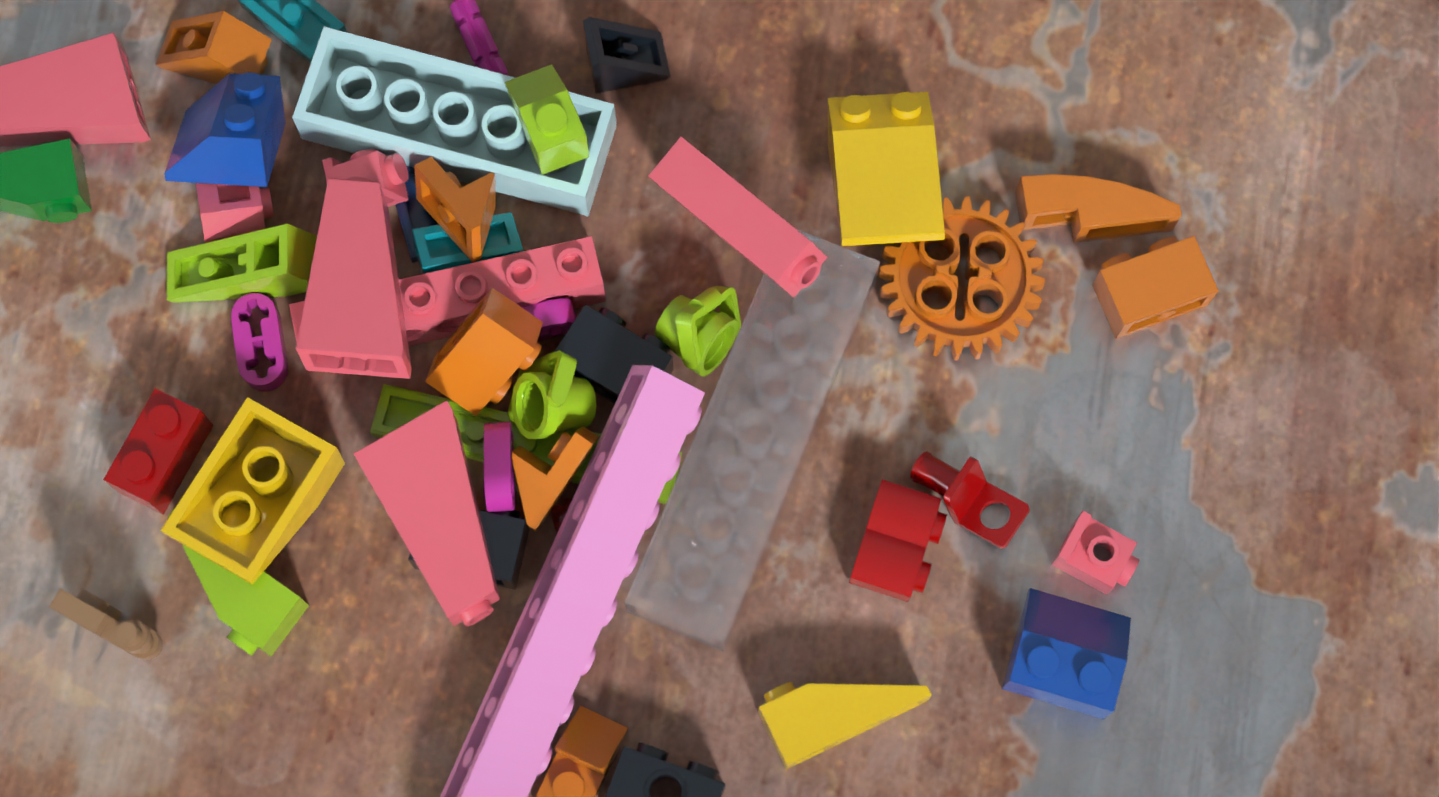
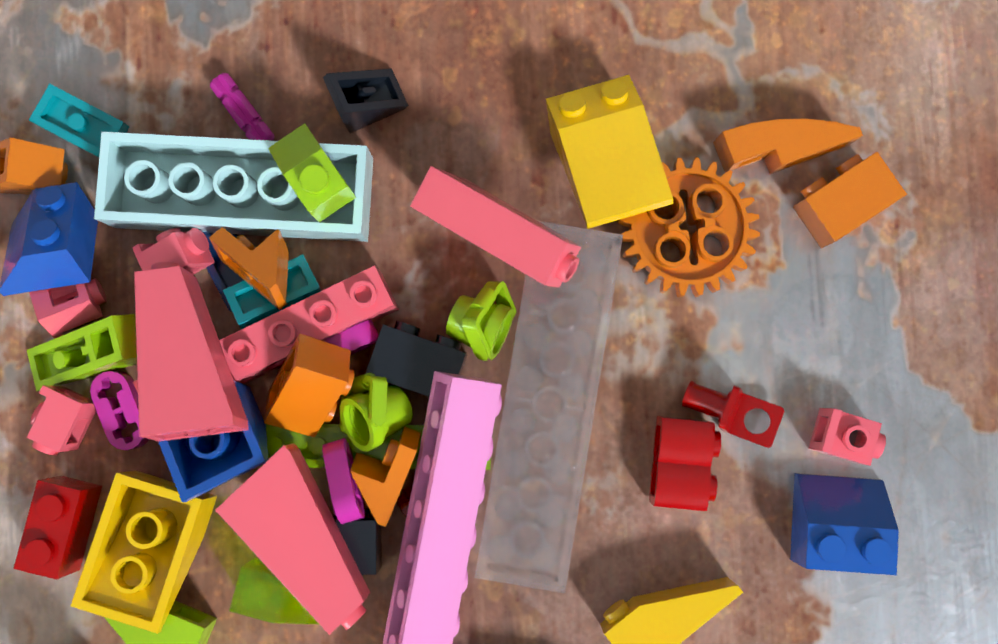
camera: 10 degrees left, 10 degrees up
(190, 336) = (60, 420): none -> coral brick
(363, 403) = (212, 460): none -> blue slope
(391, 585) = (265, 598): none -> clear neon green slope

